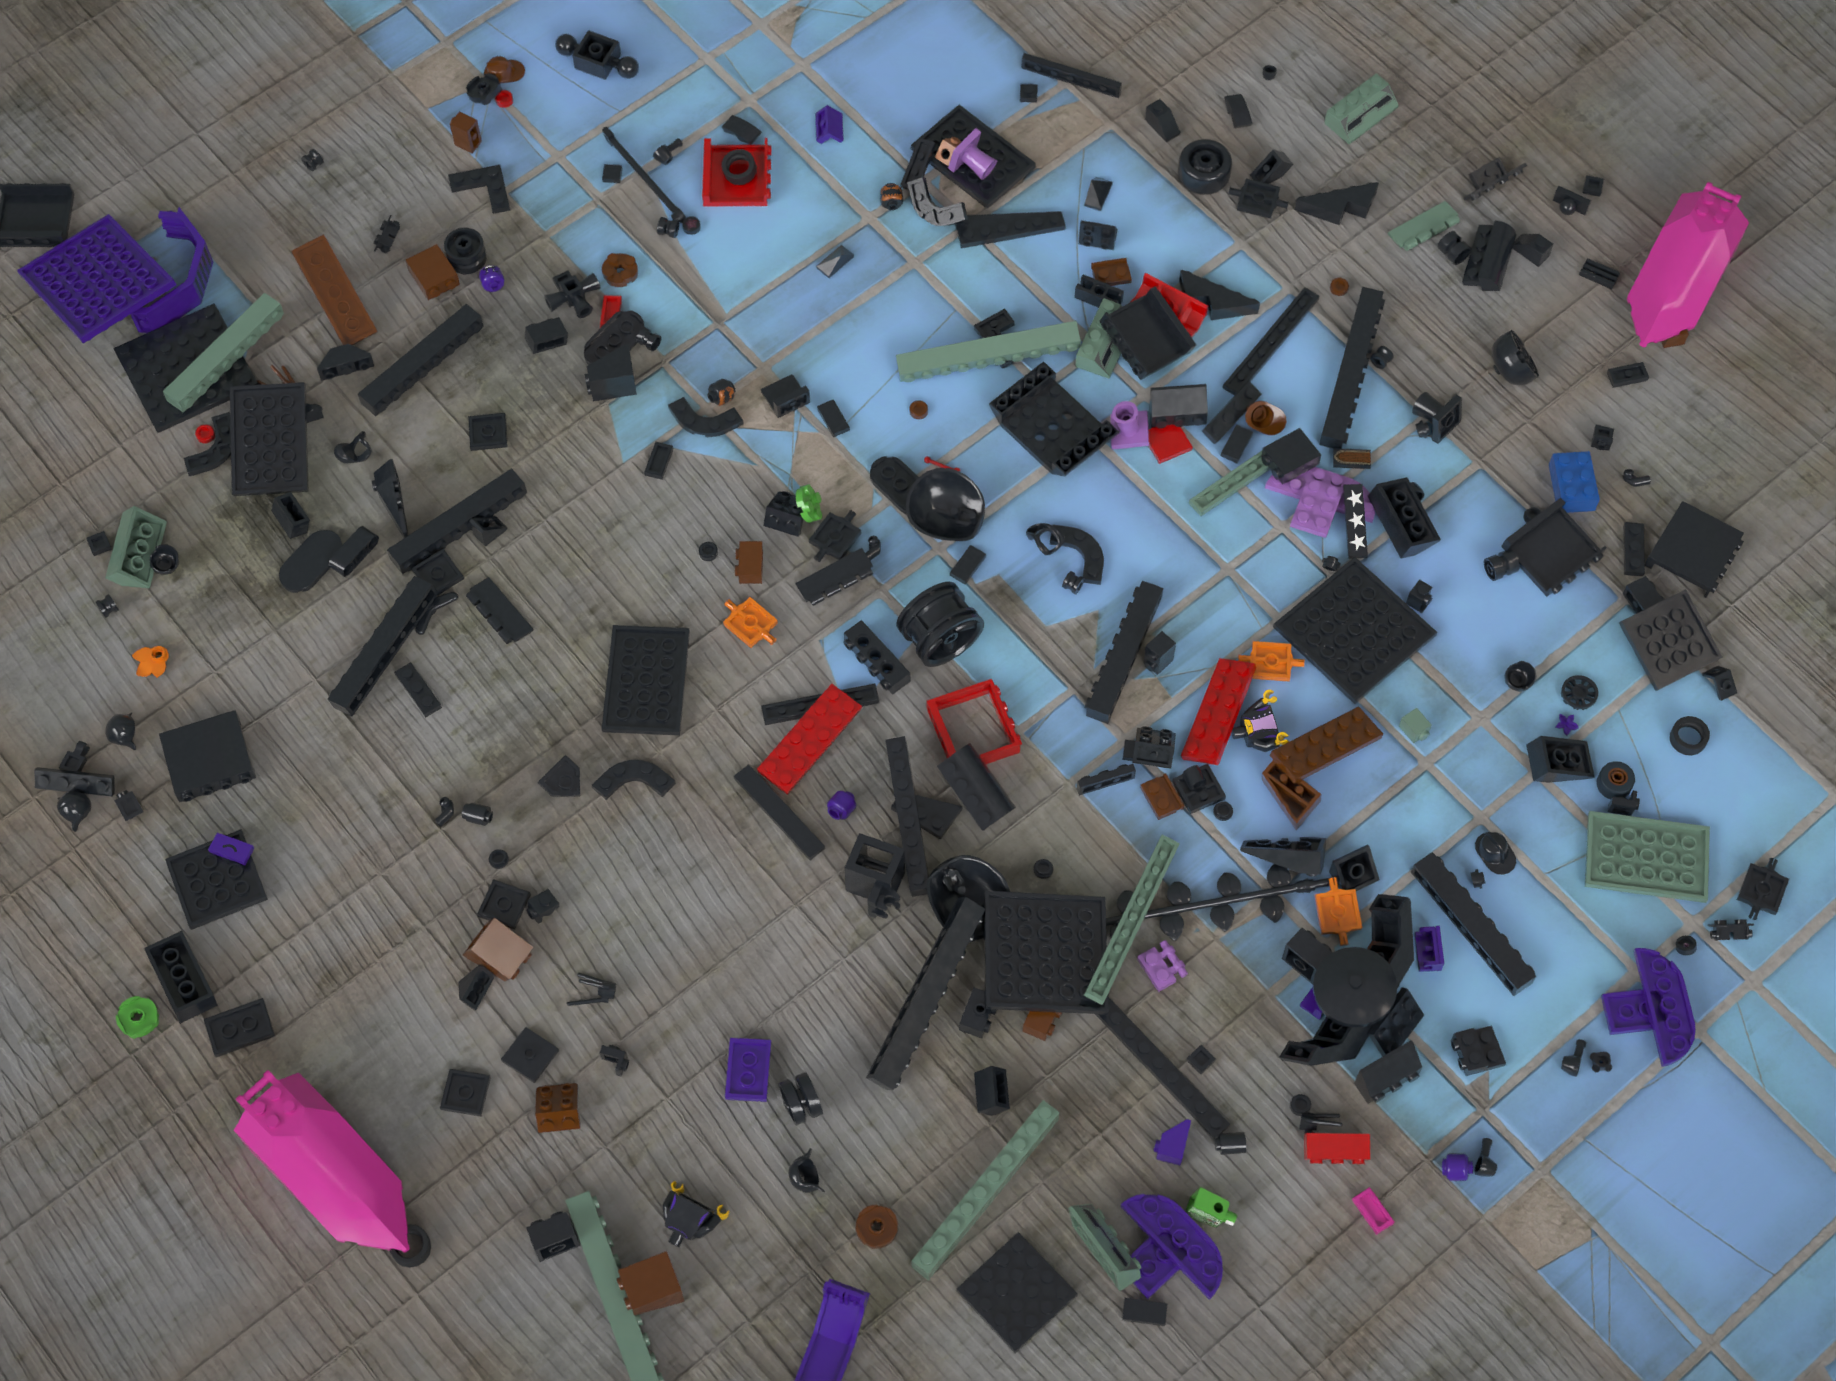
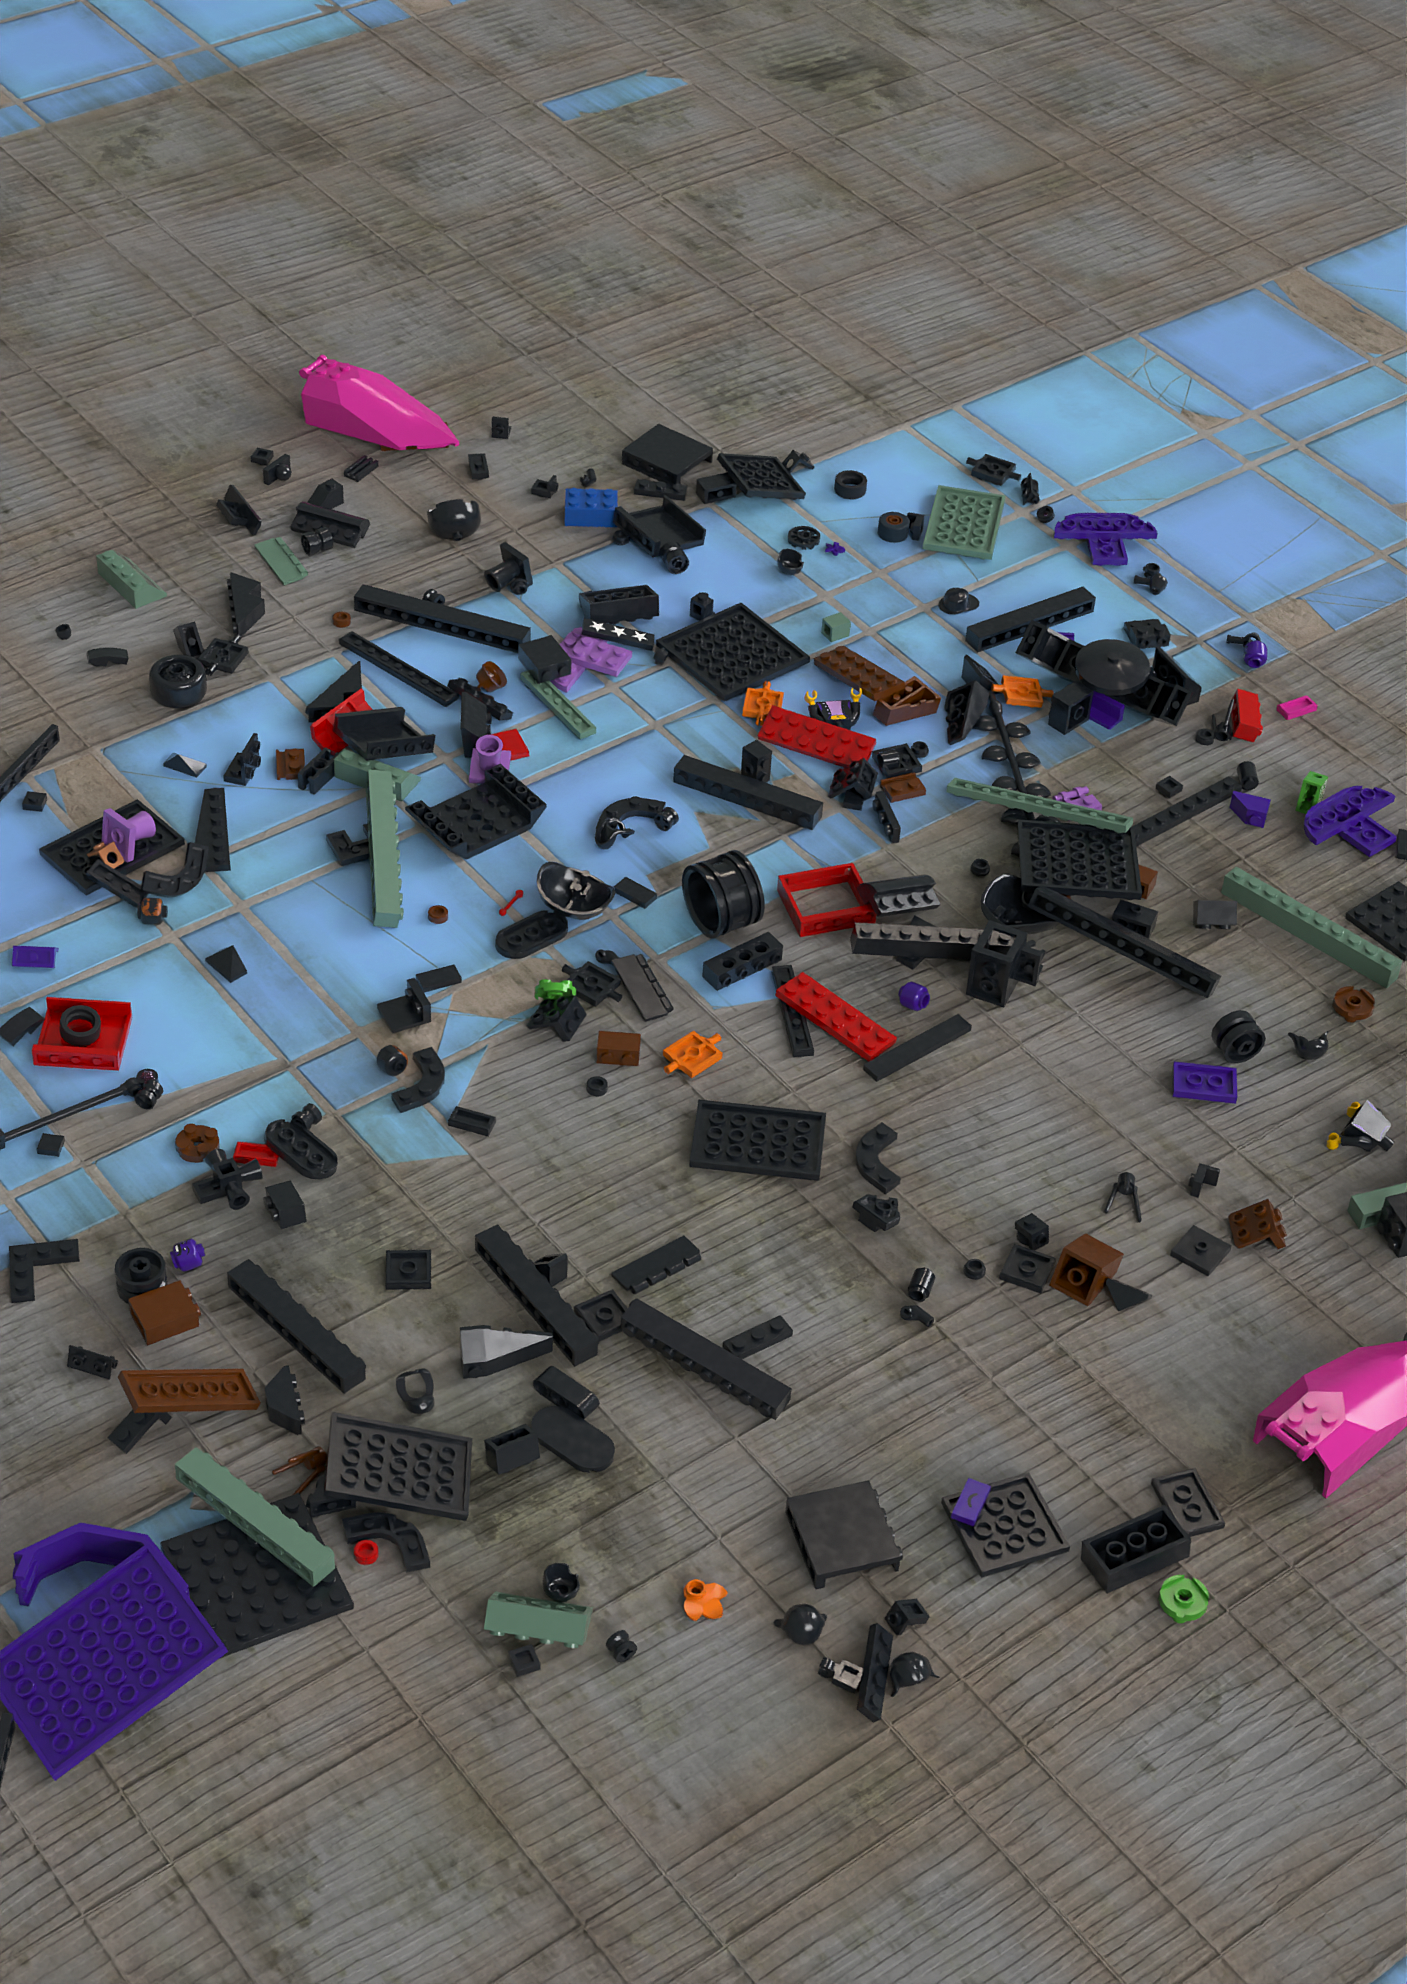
camera: 90 degrees left, 20 degrees down
(465, 1092) = (1247, 1304): black tile -> none
(611, 376) = (356, 1140): black slope -> none
(663, 153) = (35, 1094): black bar -> none
(1104, 1245) = (1359, 852): sand green slope -> none
(1161, 119) = (103, 708): black slope -> none
(1236, 443) = (516, 702): black tile -> none
(1351, 458) = (543, 629): tile -> none
(1477, 878) = (987, 611): black plate -> none
(1559, 759) = (873, 555): black slope -> none
(1698, 387) = (500, 427): none -> black bracket

